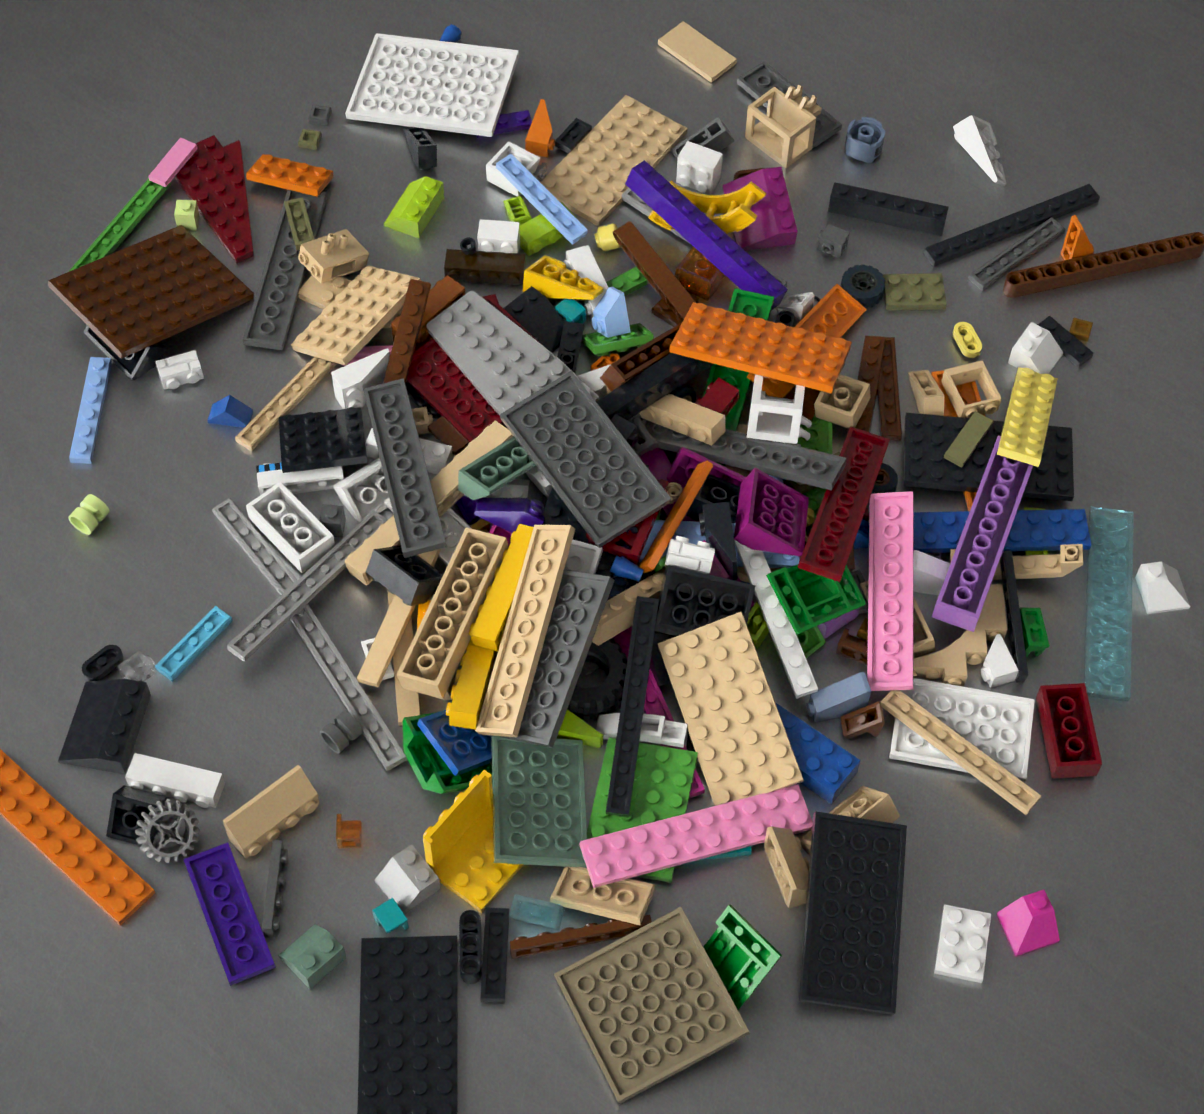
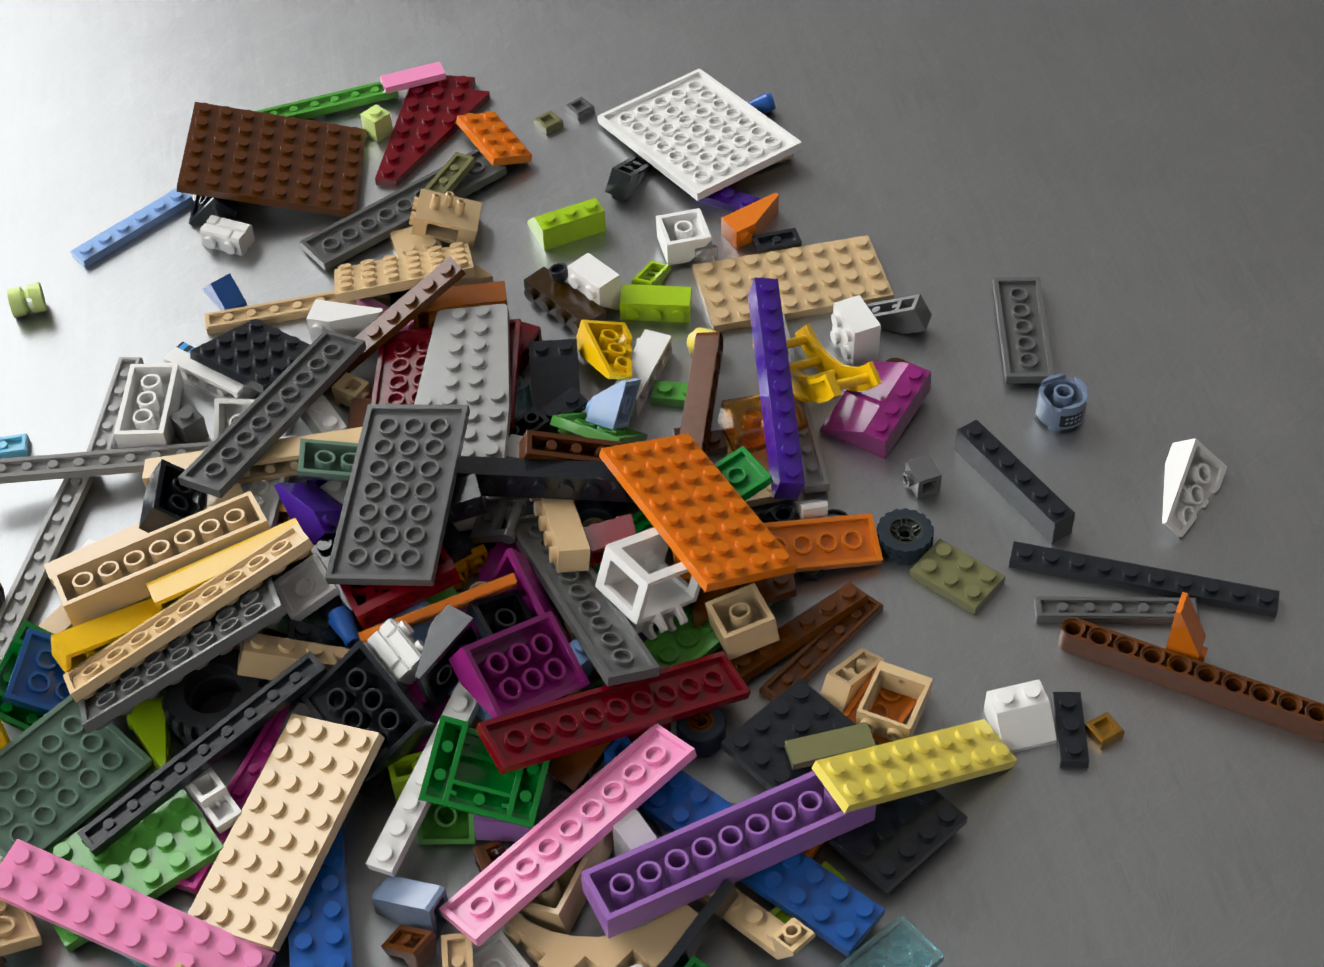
camera: 45 degrees right, 10 degrees down
(541, 199) = (668, 271): light blue plate -> none
(572, 311) = (590, 382): teal panel -> none
(697, 51) = (984, 237): tan tile -> none
(788, 126) = (982, 354): tan piece -> none
(967, 341) = (958, 659): light yellow plate -> none

